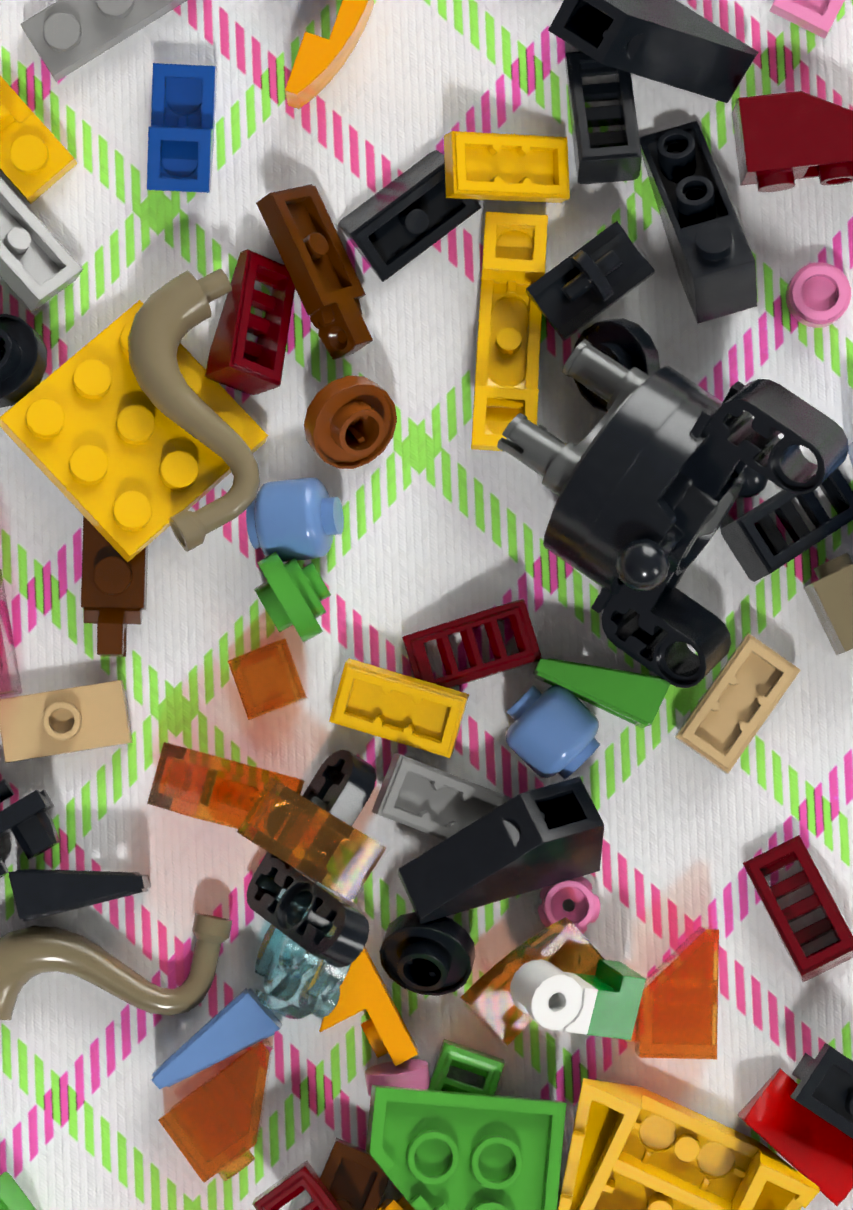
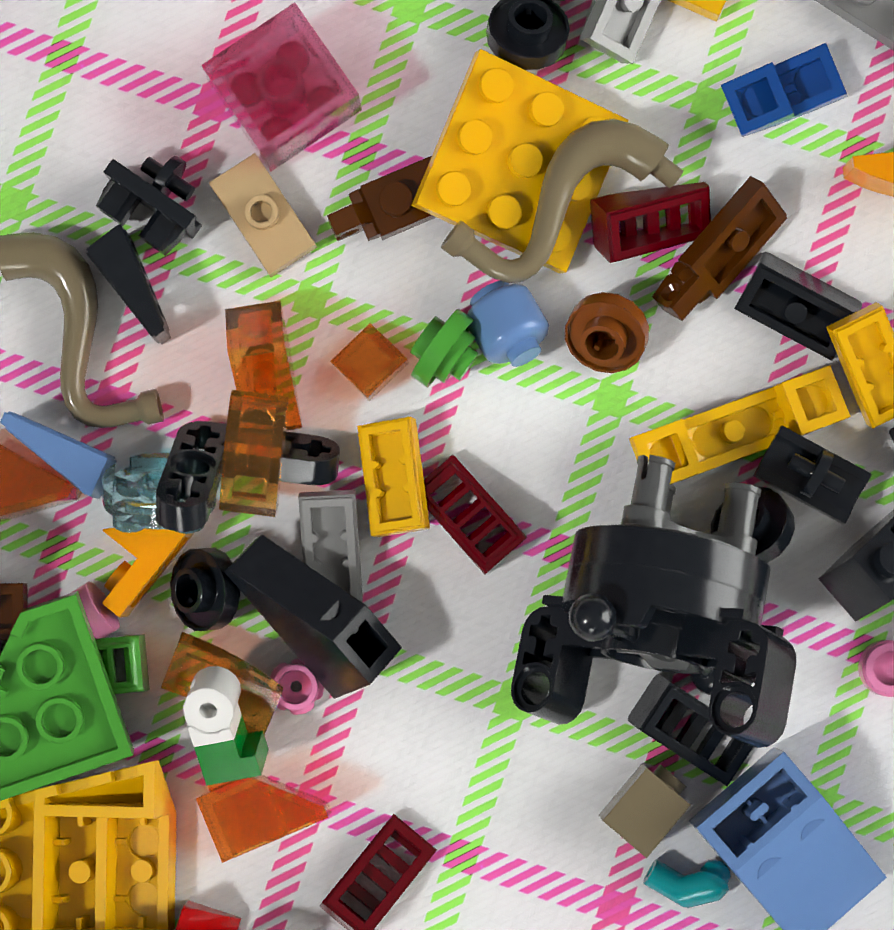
camera: 70 degrees right, 0 degrees up
(552, 731) = (430, 609): medium blue head -> none
(618, 692) = (486, 651): bright green slope -> none
(737, 703) = (521, 751): tan plate -> none

